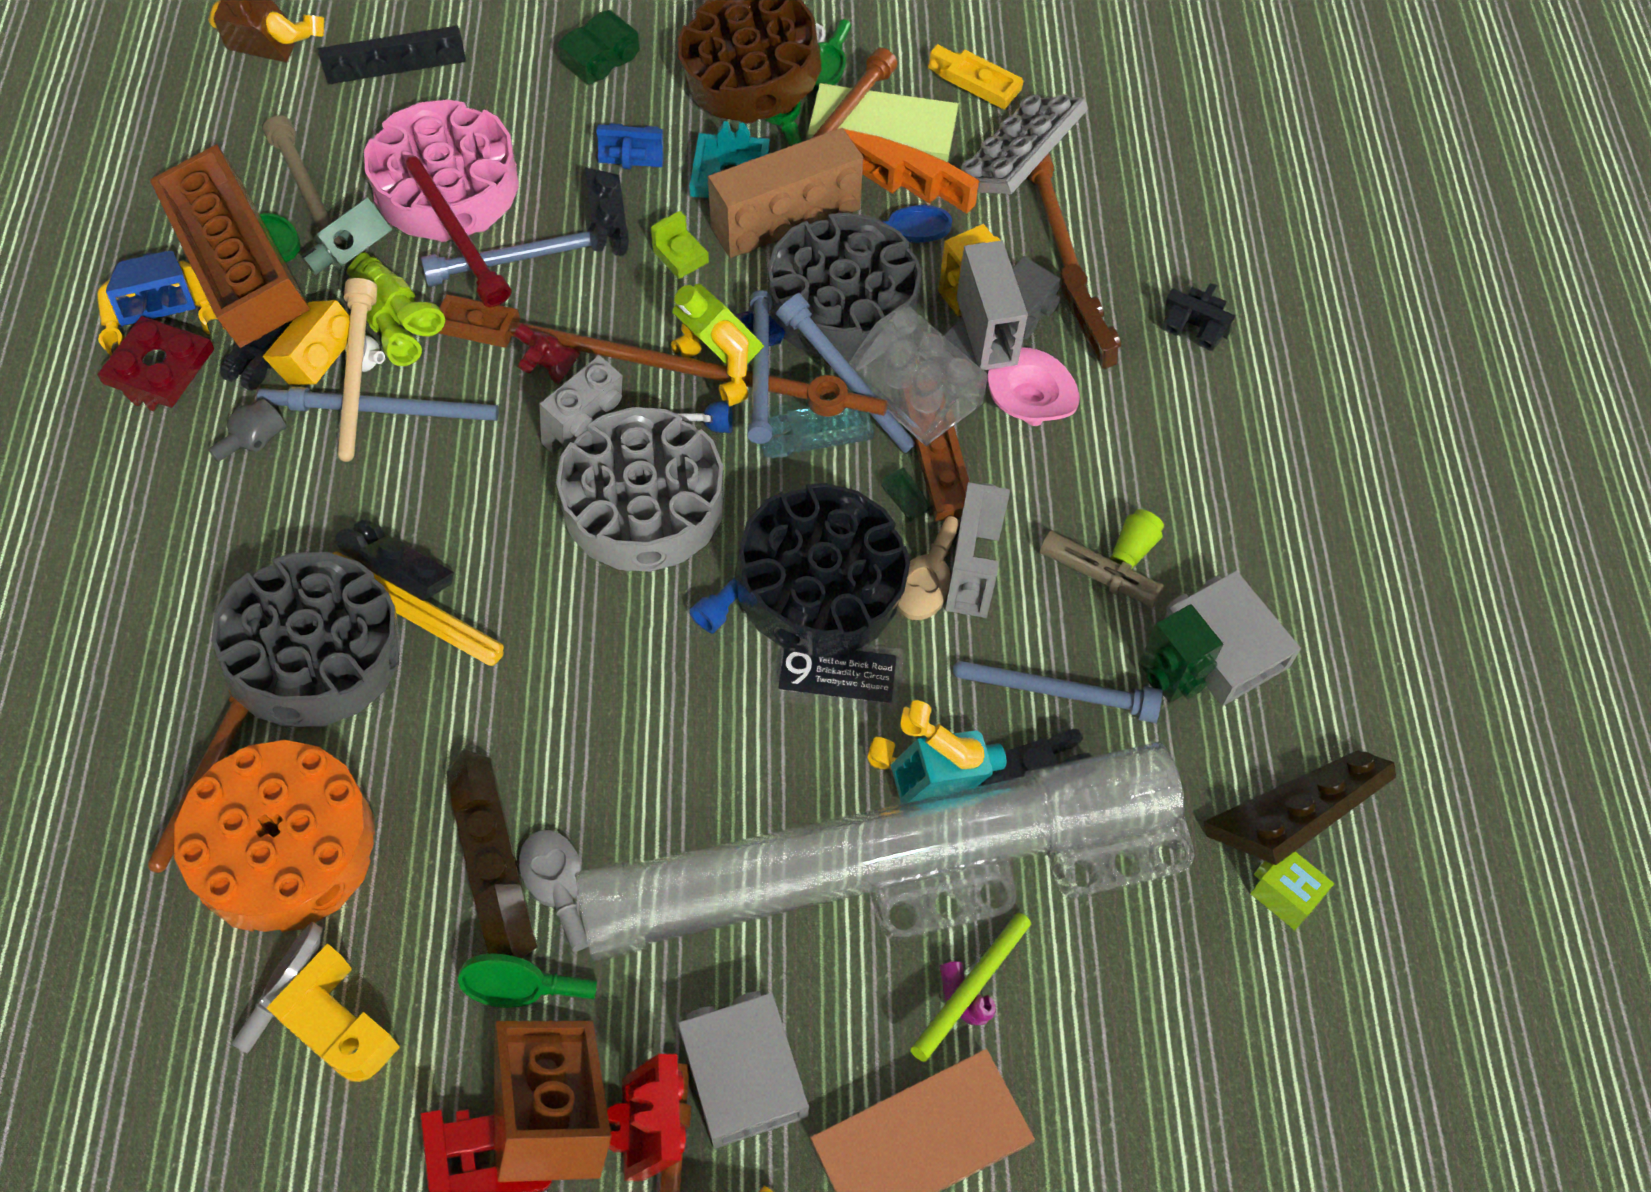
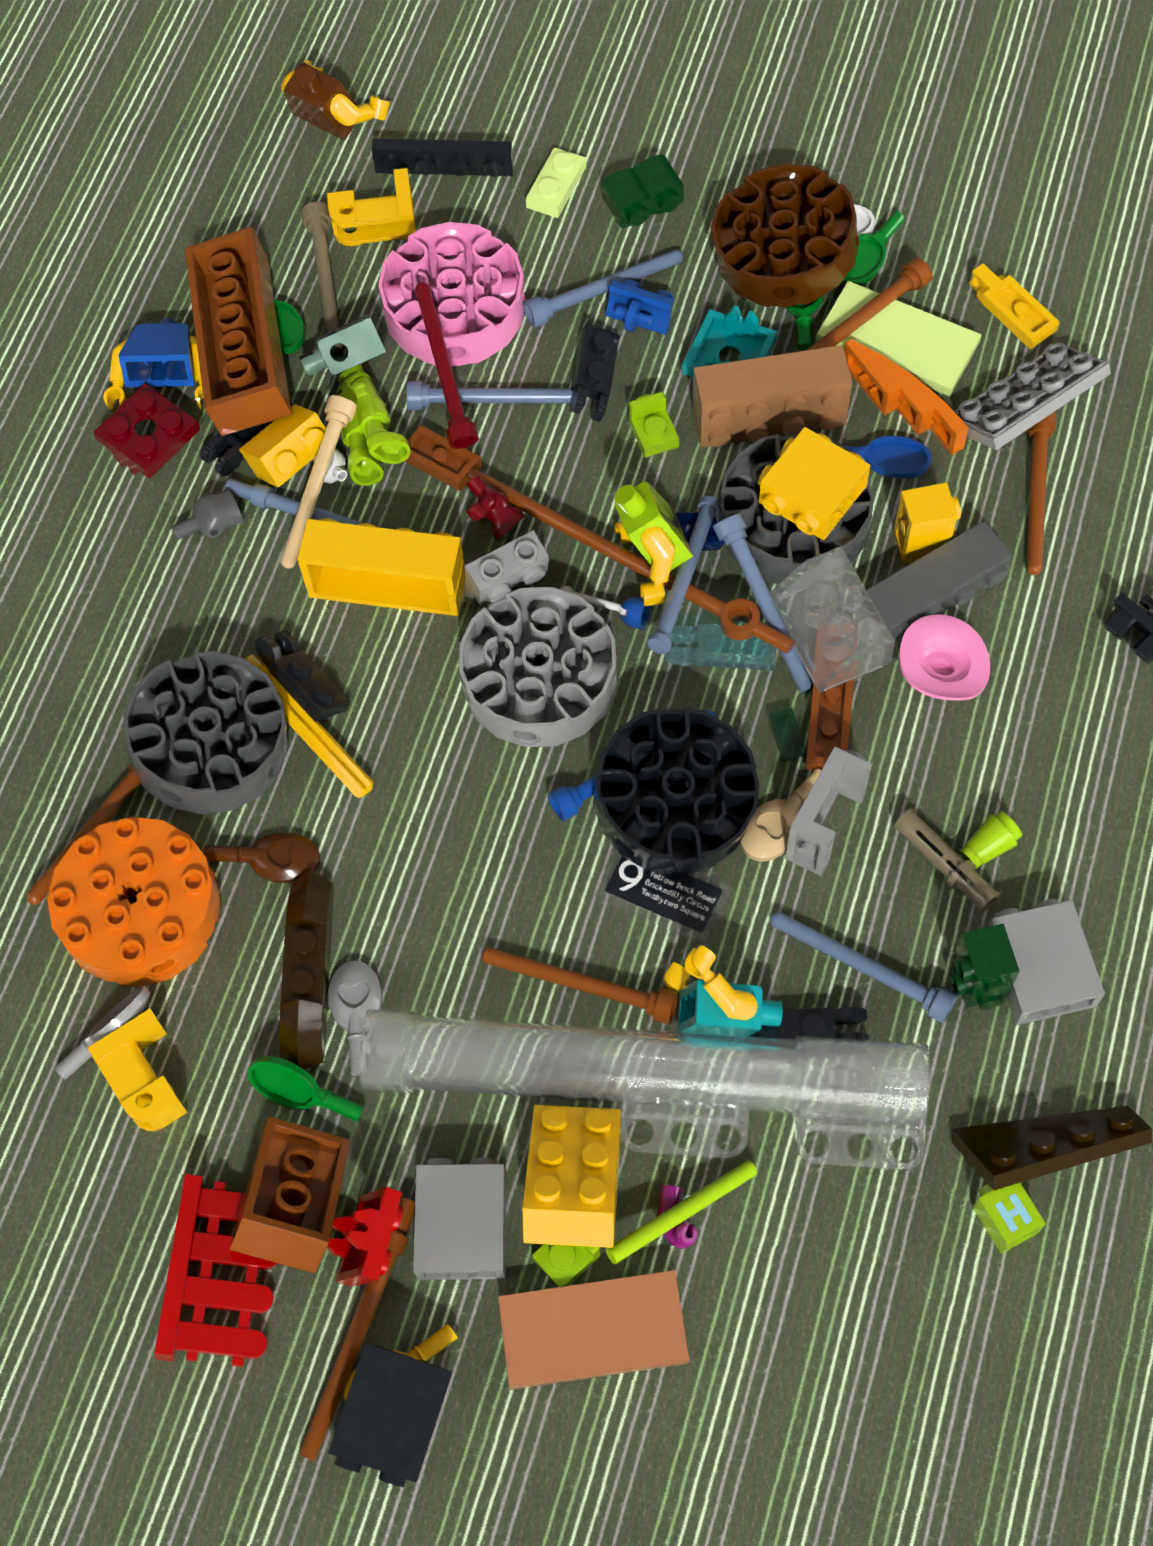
camera: 25 degrees right, 5 degrees up
(338, 120) = (375, 217): none -> yellow piece
(417, 750) = (272, 857): none -> reddish brown piece
(449, 431) = (382, 566): none -> yellow piece
(511, 57) = (556, 182): none -> yellowish green plate
(533, 168) = (539, 309): none -> sand blue piece
(852, 983) = (572, 1176): none -> yellow brick
(859, 250) = (813, 483): none -> yellow brick
(867, 1065) = (565, 1262): none -> lime bracket
(872, 784) = (658, 1004): none -> dark orange piece
(991, 305) = (922, 571): light grey brick -> none
(1089, 316) = (1030, 595): reddish brown hinge -> none

